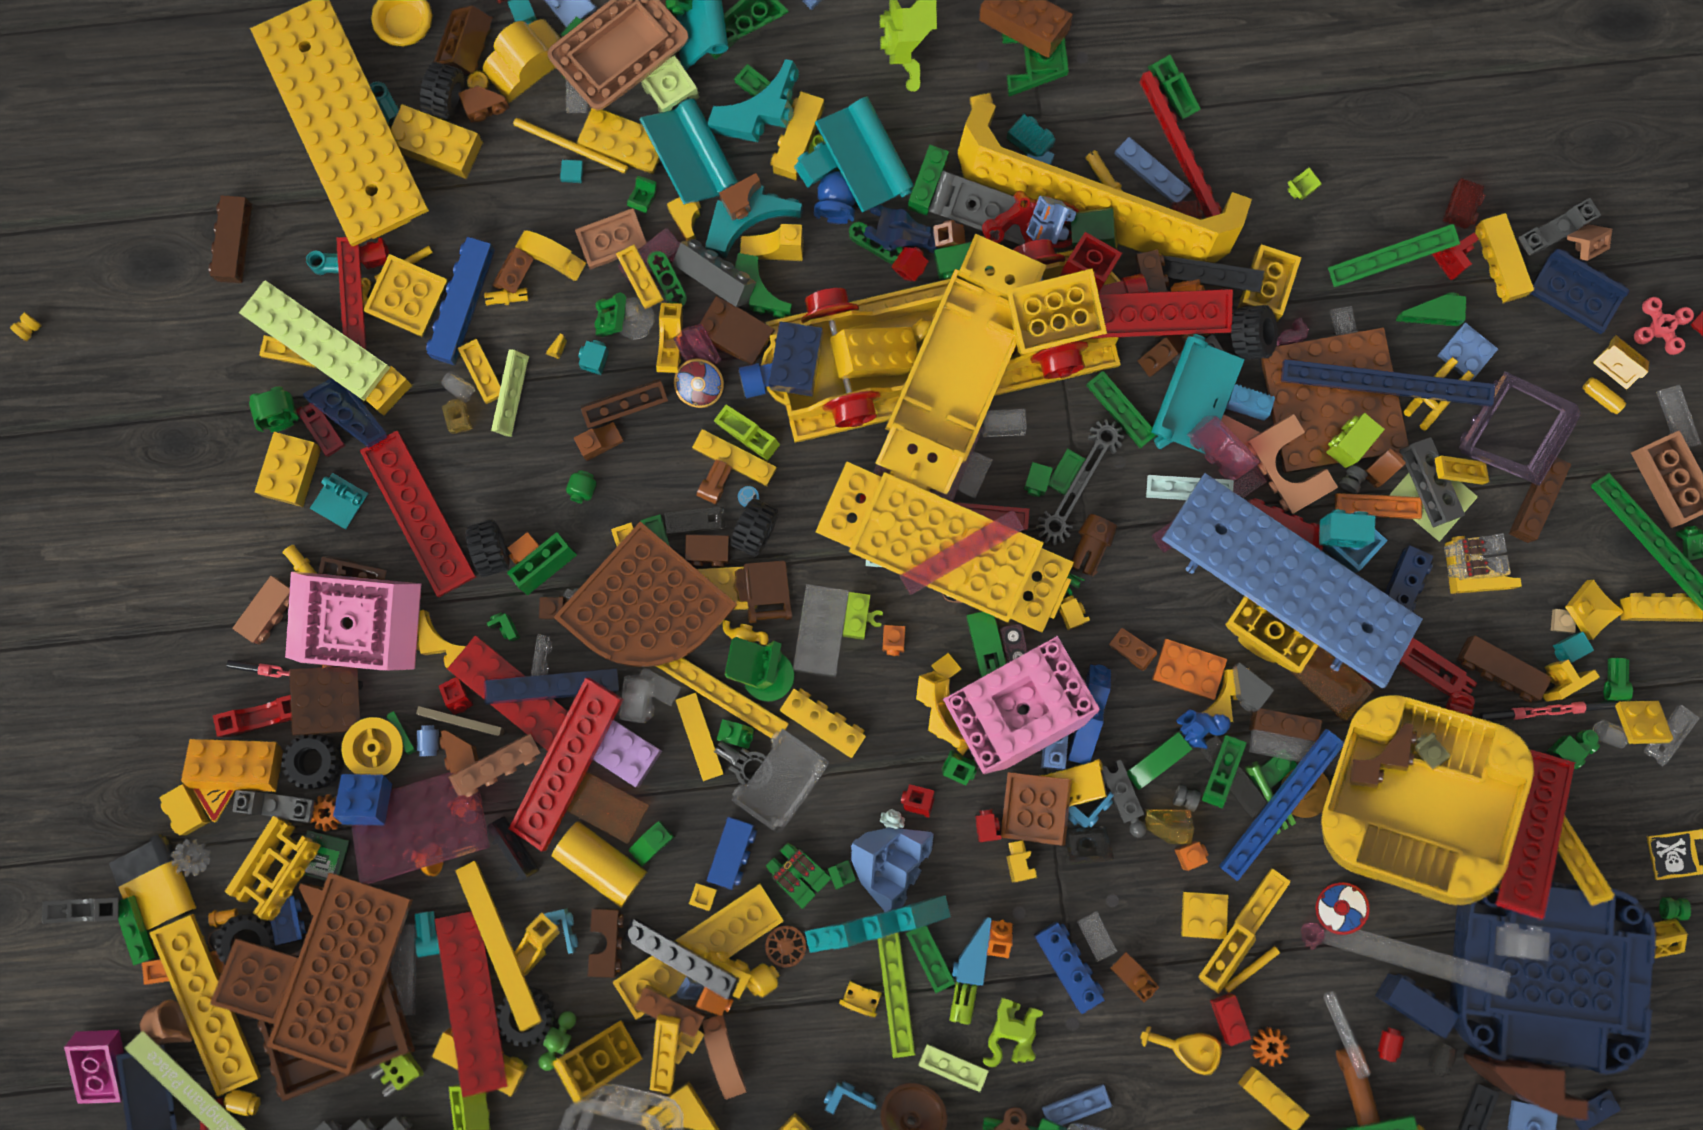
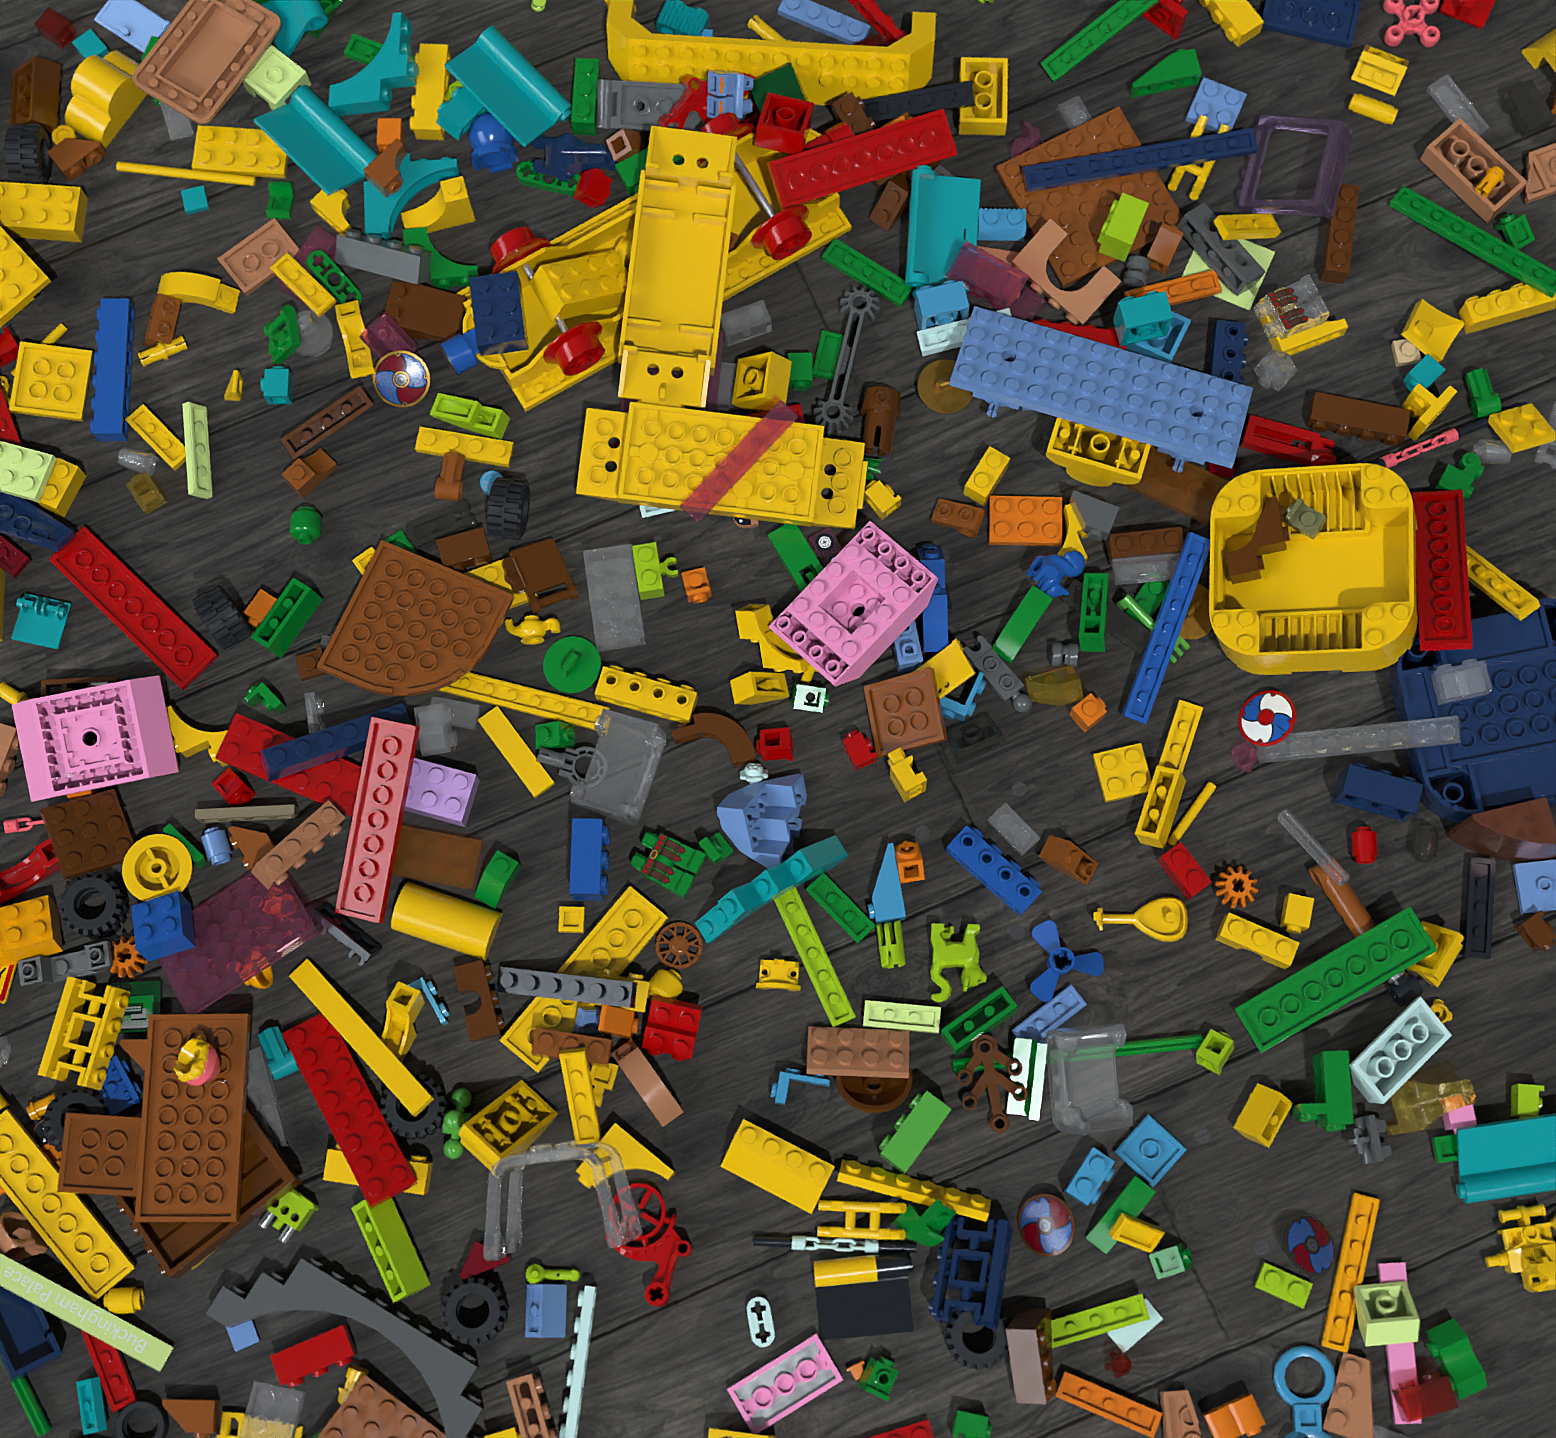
camera: 15 degrees left, 5 degrees down
(355, 931) = (197, 1062): none -> yellow hair
(752, 163) = (388, 131): none -> orange brick
(753, 663) = (550, 651): green bracket -> none
(758, 1018) = (672, 1028): none -> red plate
(884, 781) = (721, 729): none -> reddish brown arch
(907, 1088) = (858, 1052): none -> nougat plate
(919, 746) = (759, 687): none -> yellow slope
(946, 666) = (763, 595): yellow slope -> none
(1002, 481) = (761, 382): none -> yellow brick
(1017, 1094) = (979, 1020): none -> green brick
(1056, 311) = (761, 179): yellow slope -> none
(1124, 1072) = (1047, 937): none -> blue piece
(1150, 528) = (936, 391): none -> pearl gold shield
(1168, 621) = (986, 476): none -> yellow brick
(1176, 460) = (941, 304): none -> dark azure brick
(1254, 332) = (982, 148): black tyre -> none
(1314, 1085) = (1296, 913): none -> yellow brick
(1445, 604) = (1275, 370): none -> clear brick
(1692, 493) = (1493, 176): none -> light orange pin

